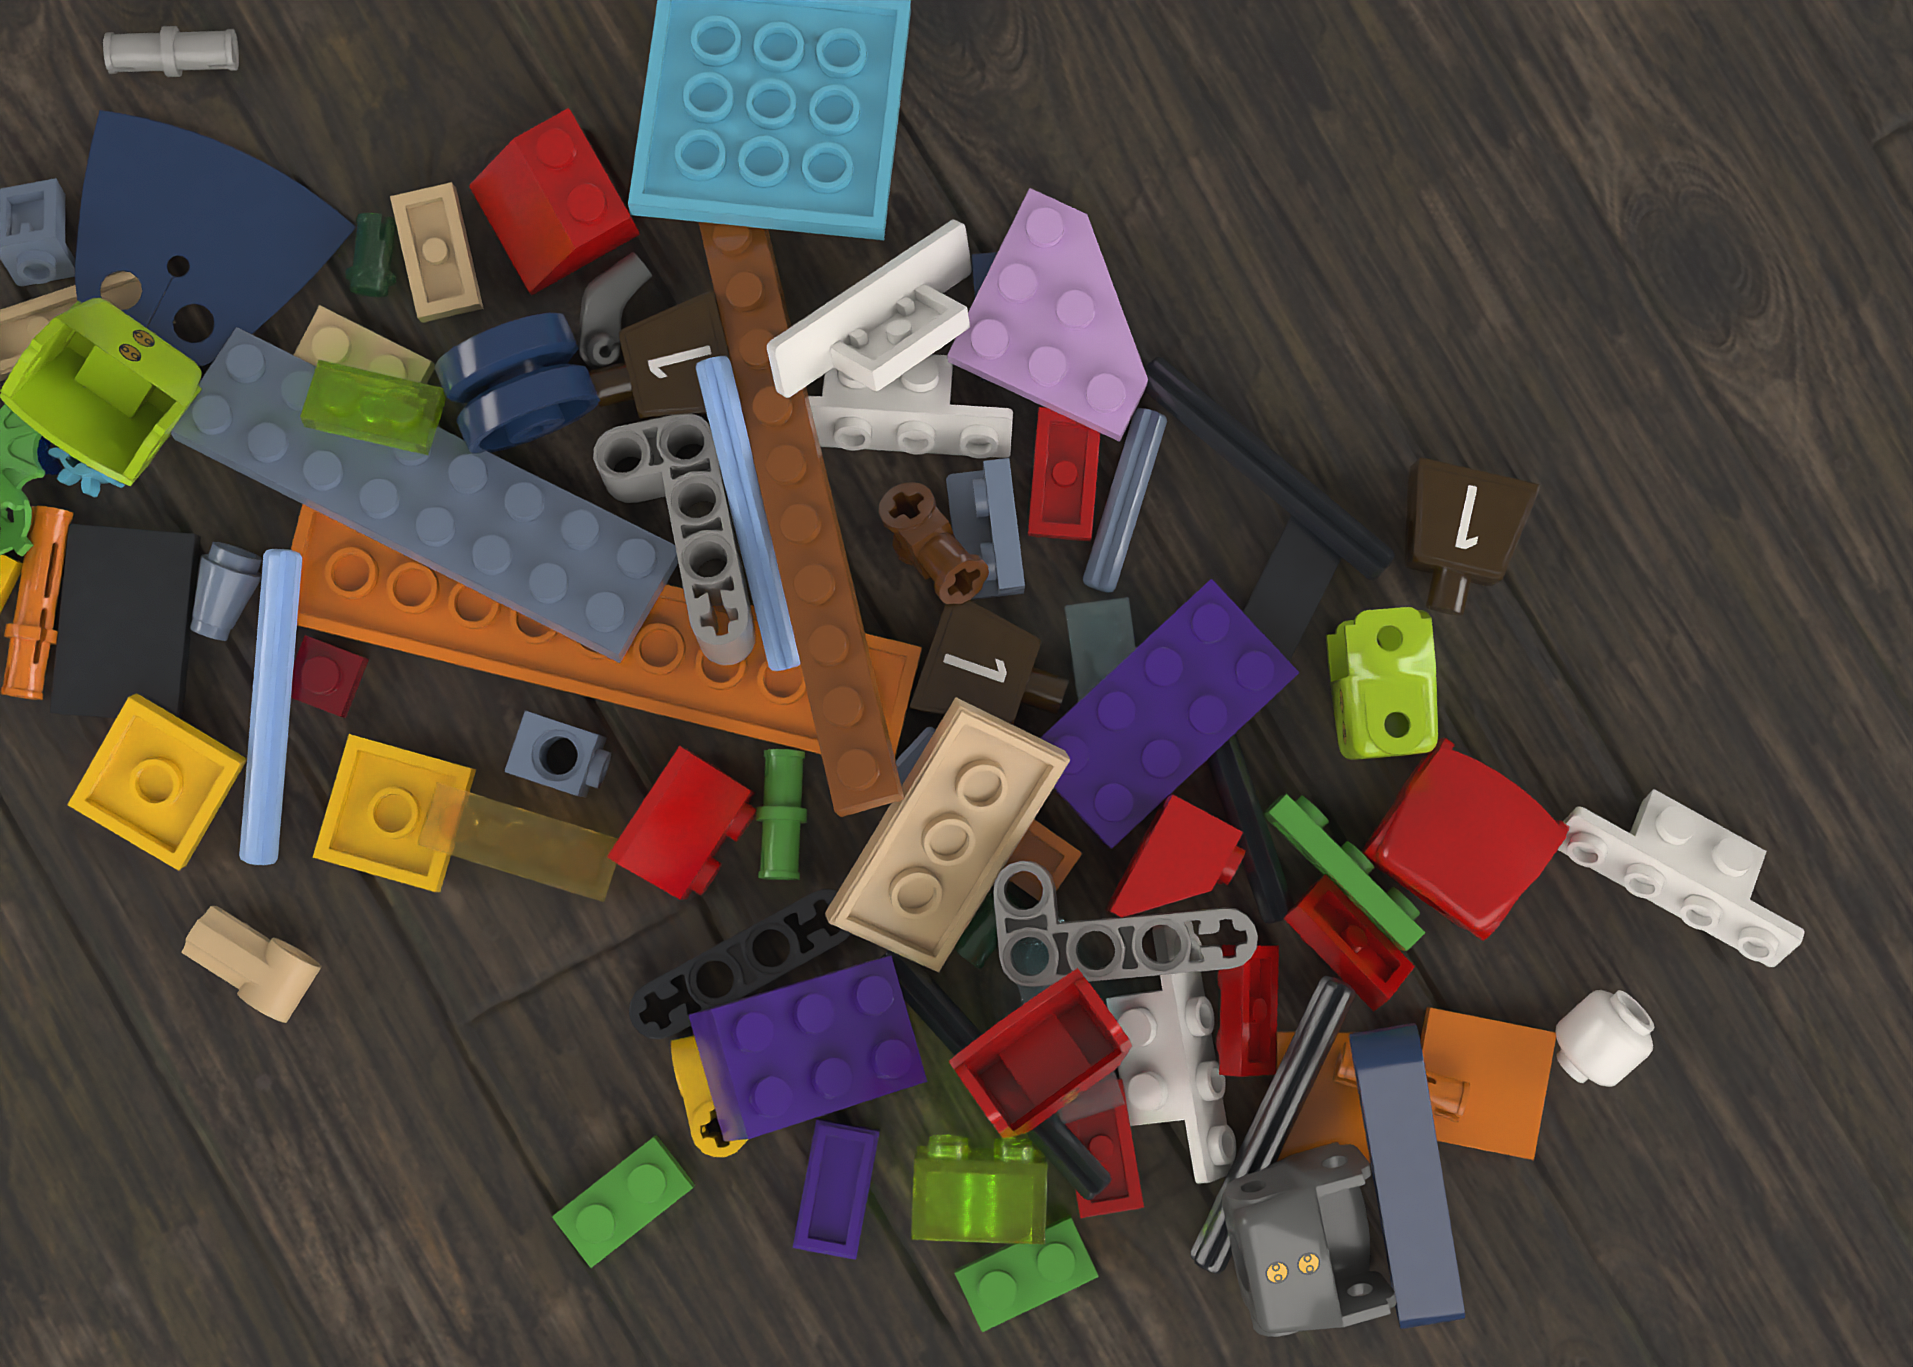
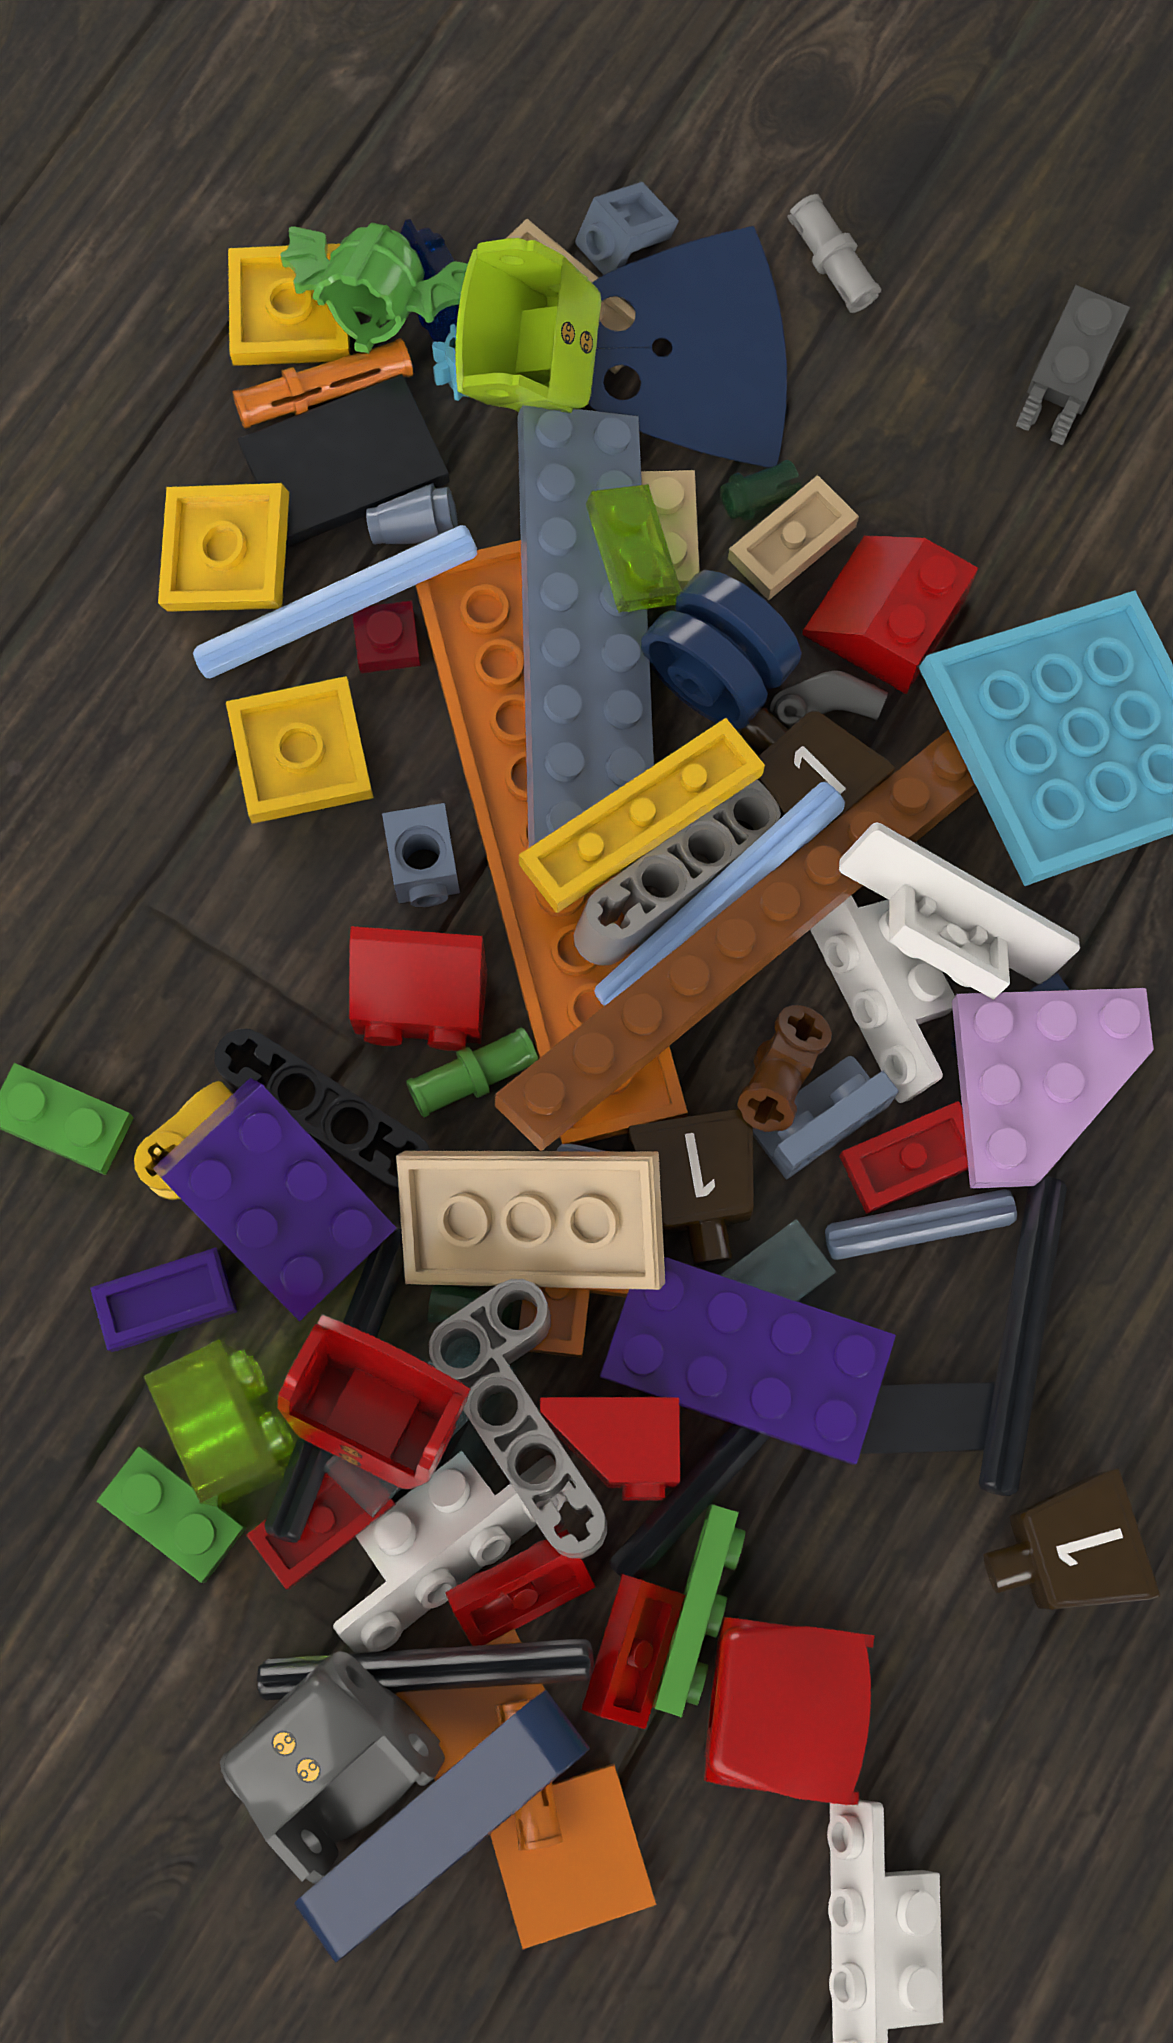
camera: 55 degrees right, 10 degrees down
(266, 971) = (109, 716): tan piece -> none
(518, 841) = (326, 856): clear yellow plate -> none
(641, 543) = (641, 815): none -> yellow plate
(1384, 692) = (886, 1551): lime piece -> none
(1604, 1038) = (676, 1955): white head -> none

